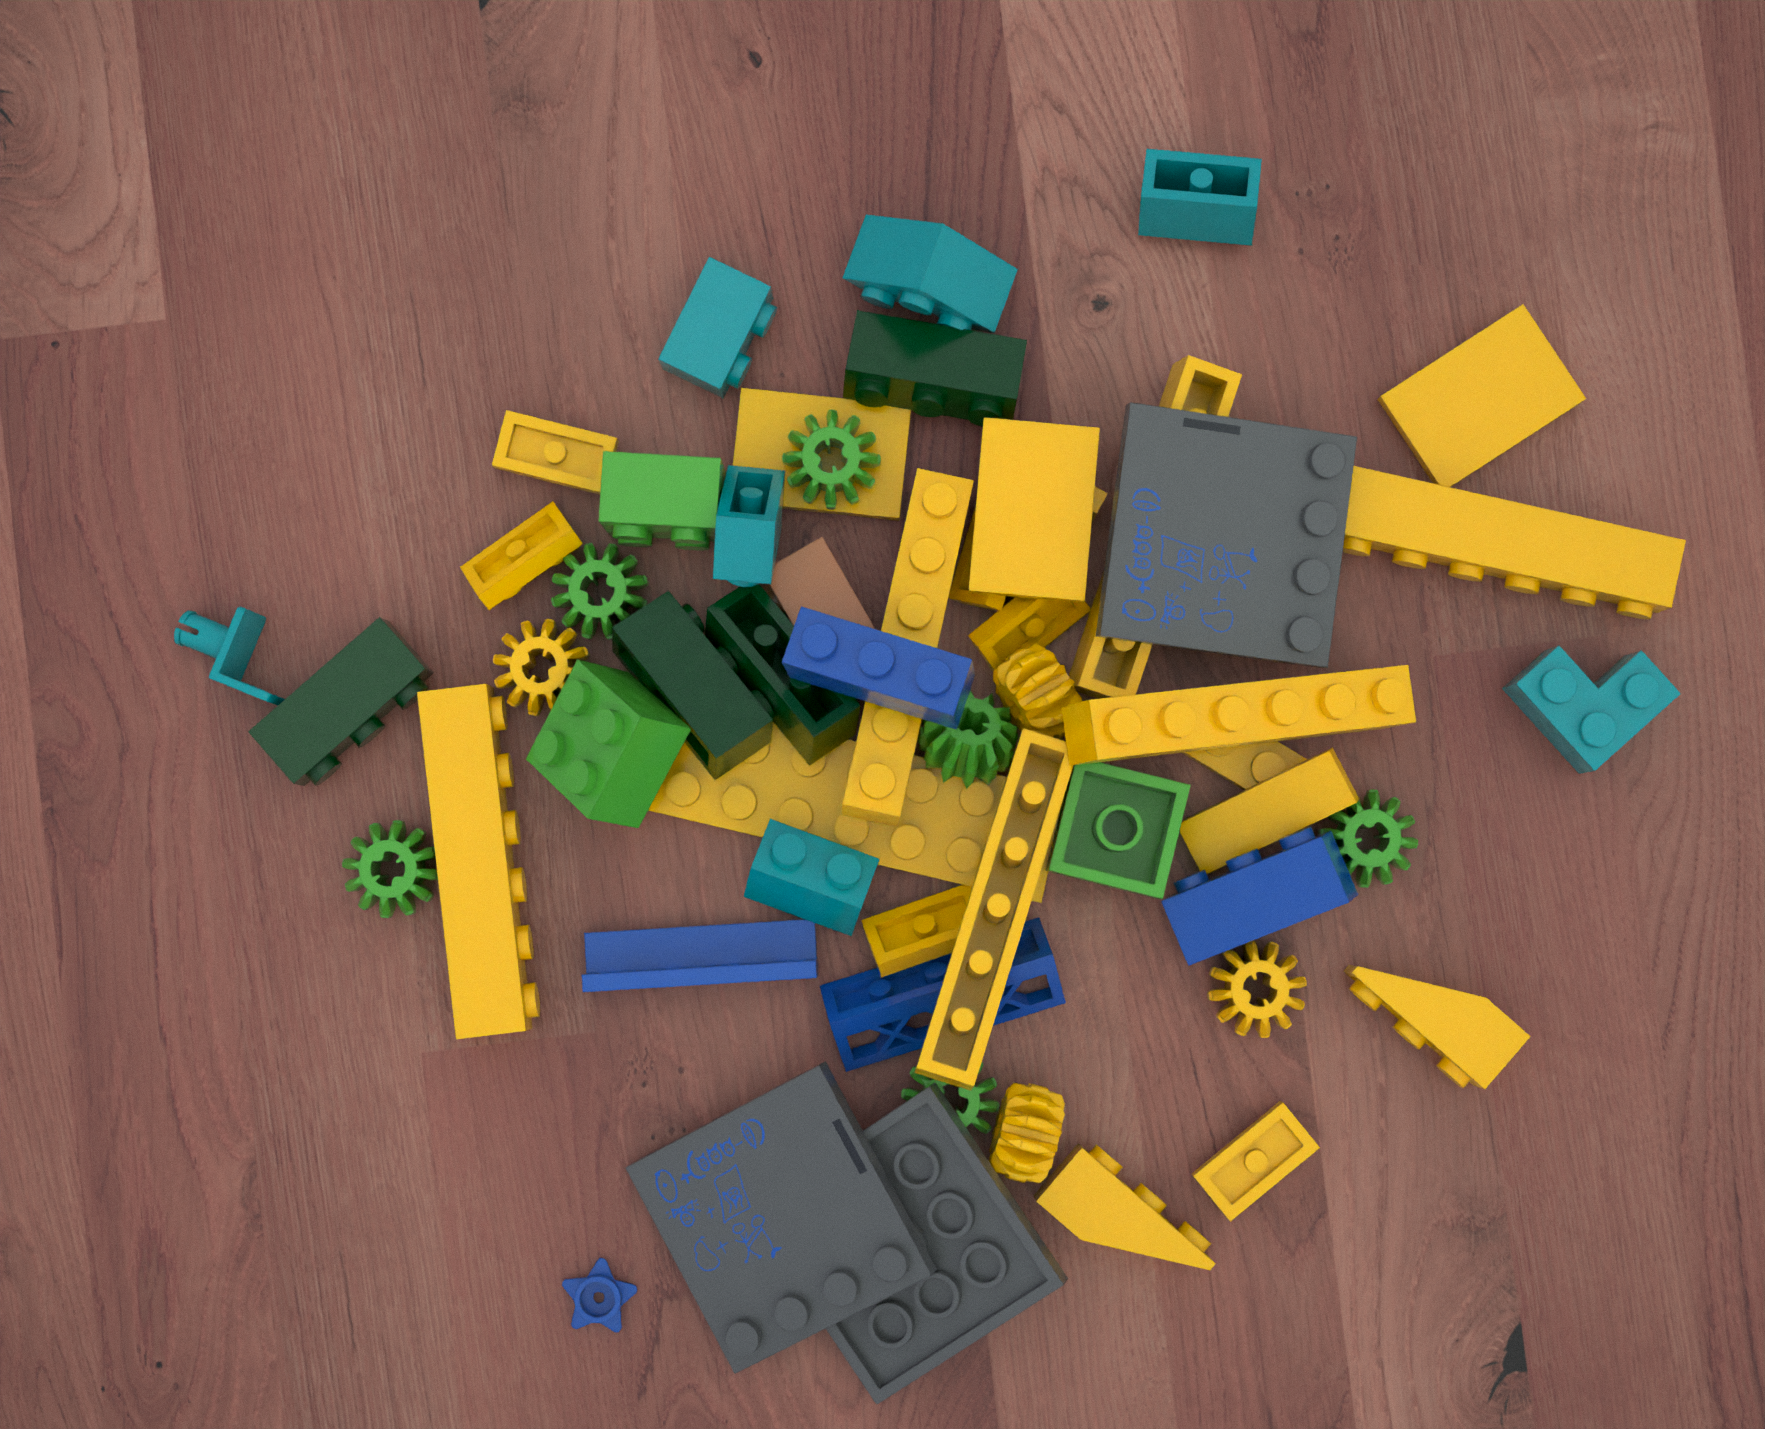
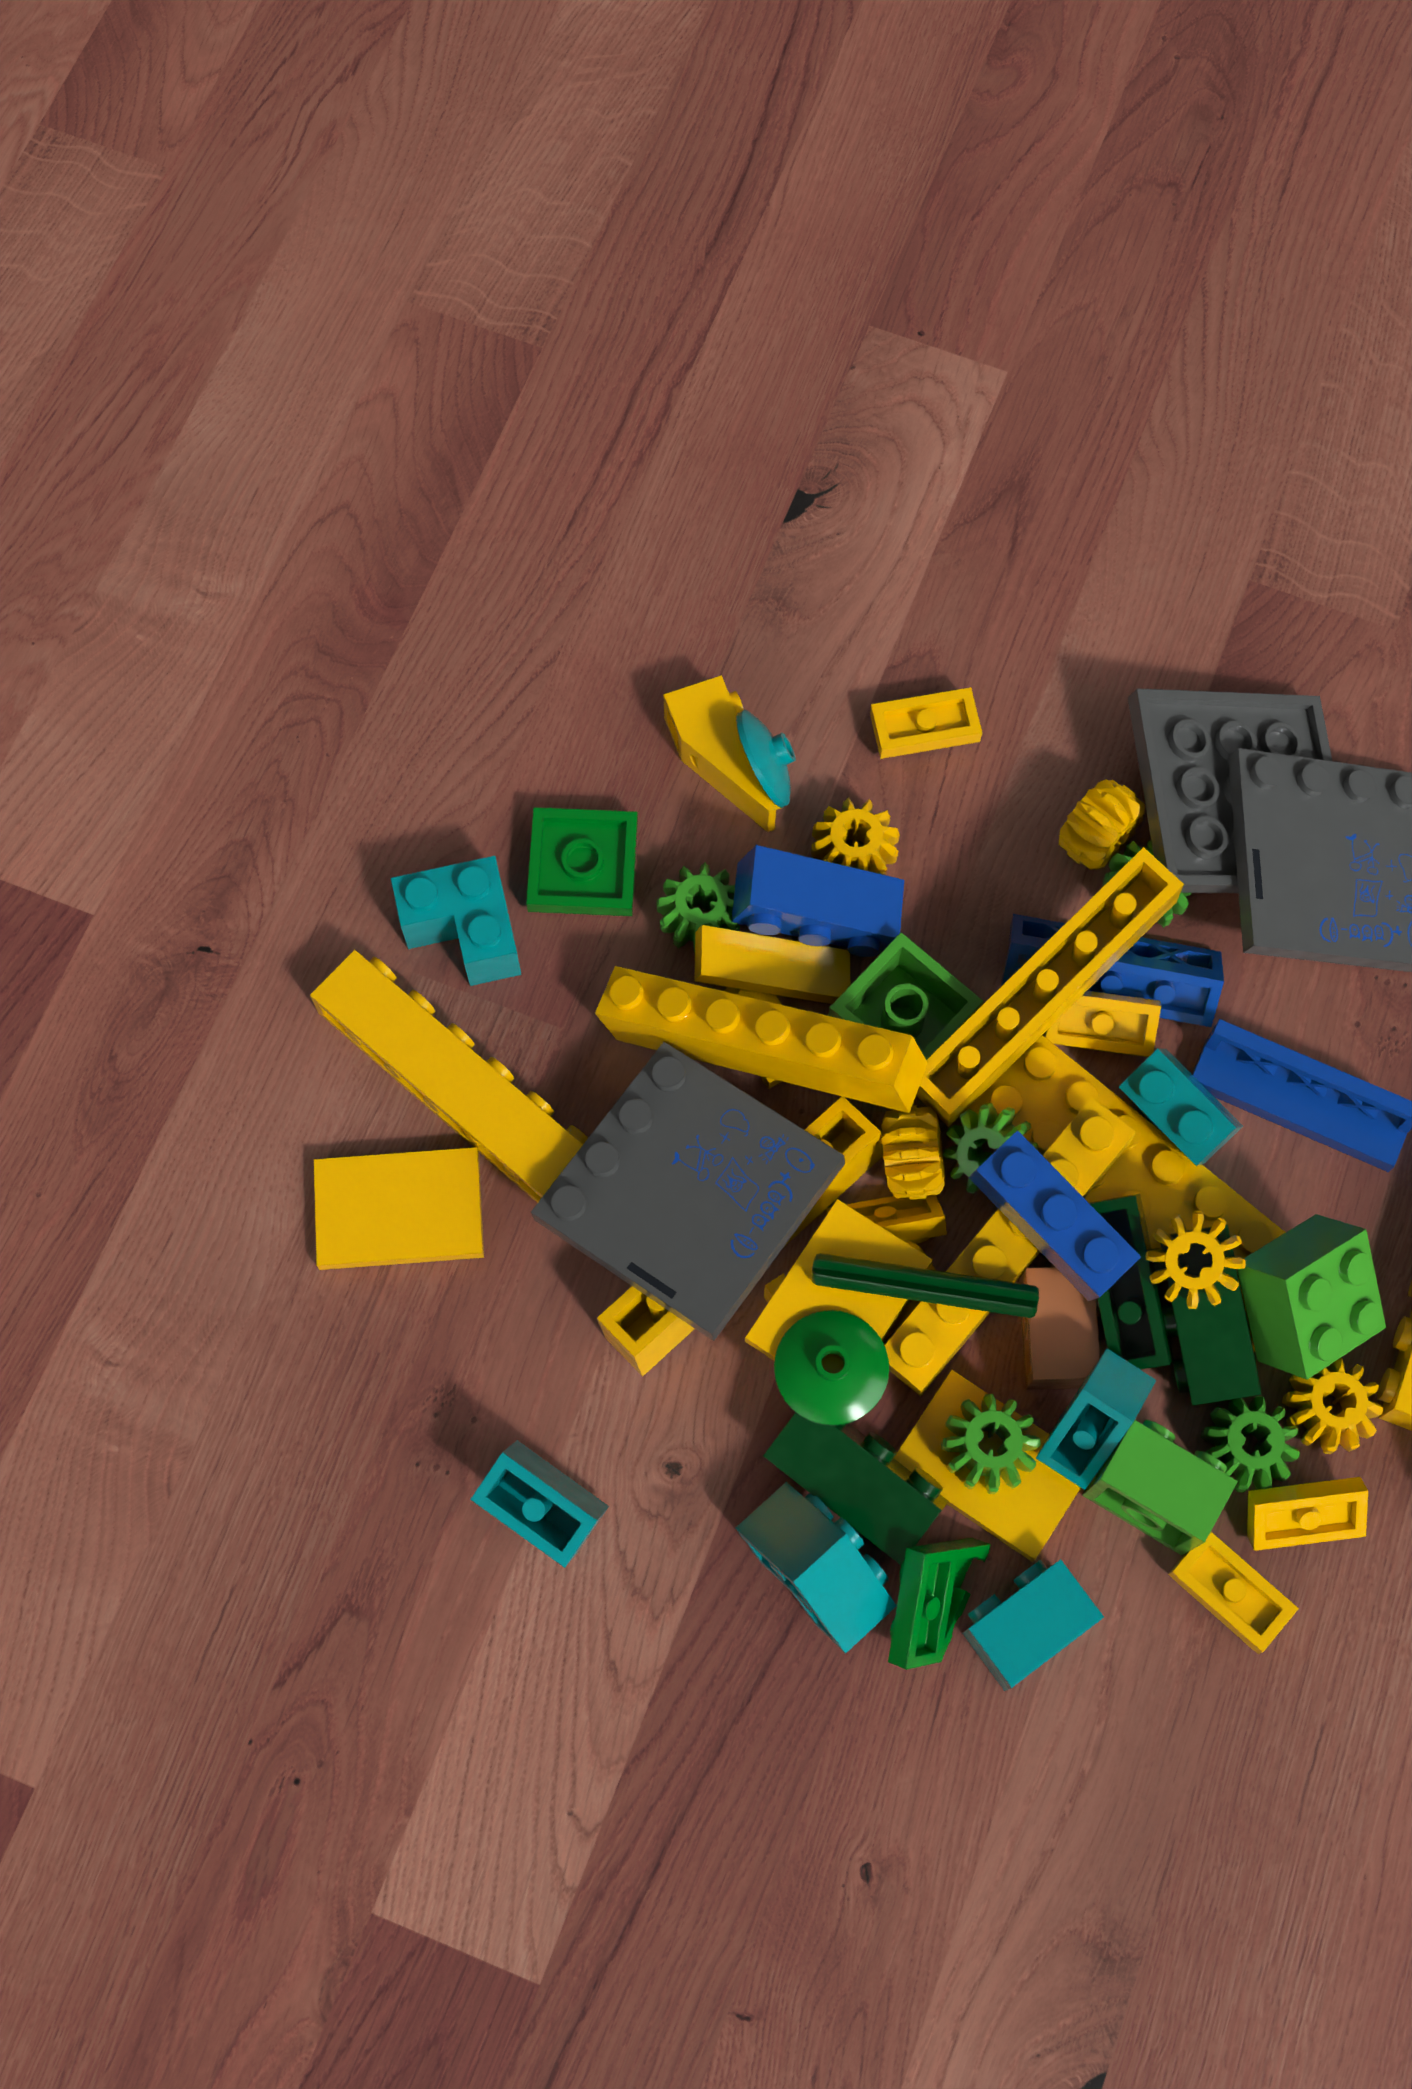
camera: 155 degrees left, 15 degrees down
(726, 724) = (1210, 1273): none -> yellow gear
(815, 301) = (931, 1600): none -> green wing
(963, 553) = (925, 1285): none -> dark green axle
(1001, 469) = (827, 1396): none -> green dish
(1107, 1212) = (1061, 738): yellow slope -> none
(1393, 1021) = (767, 756): none -> teal dish
(1509, 827) = (582, 861): none -> green plate

